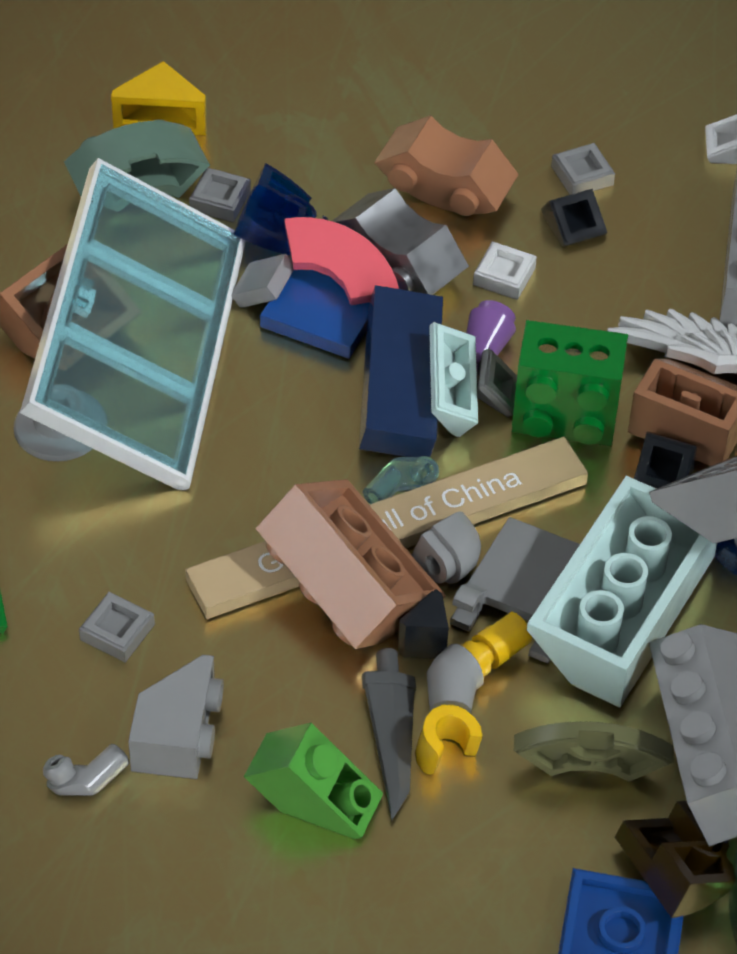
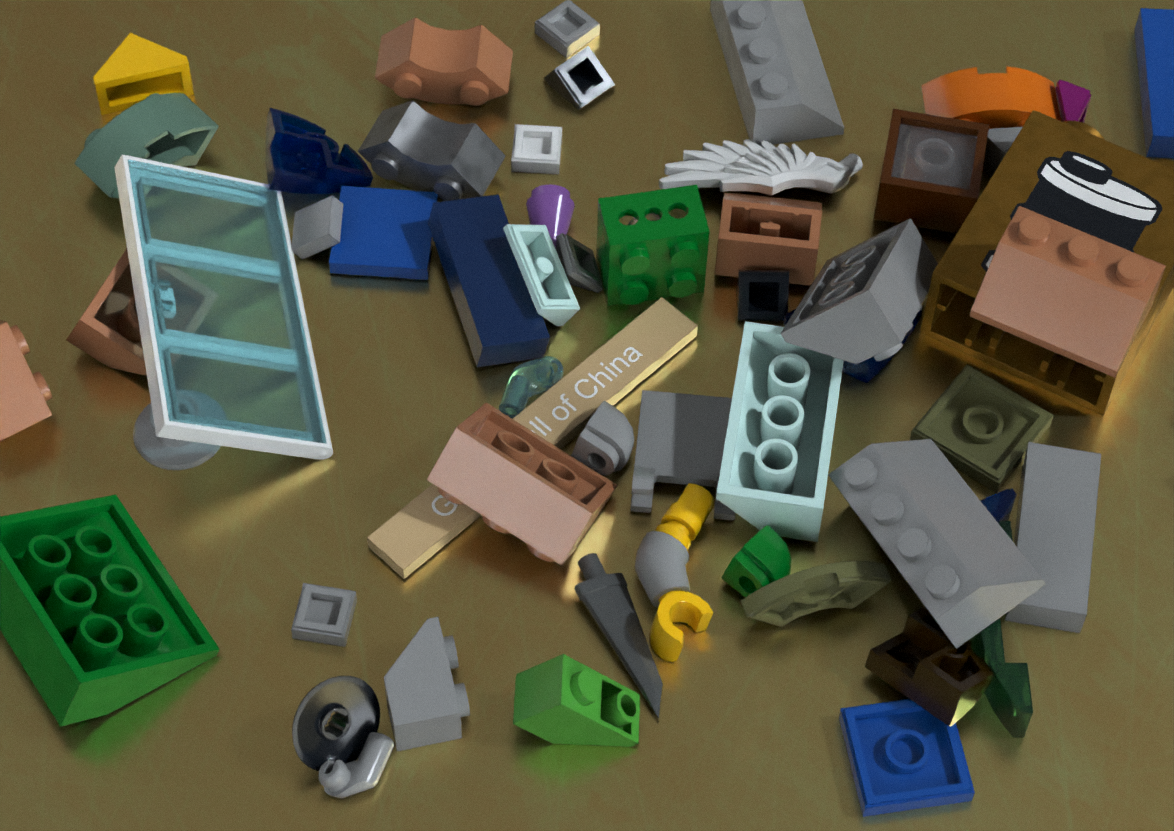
camera: 20 degrees left, 5 degrees up
(103, 724) = (354, 719): none -> black piece
(220, 194) = (236, 151): light grey tile -> none
(339, 254) = (385, 181): coral tile -> none
(424, 628) = (617, 524): black slope -> none
(549, 702) = (759, 562): none -> green piece

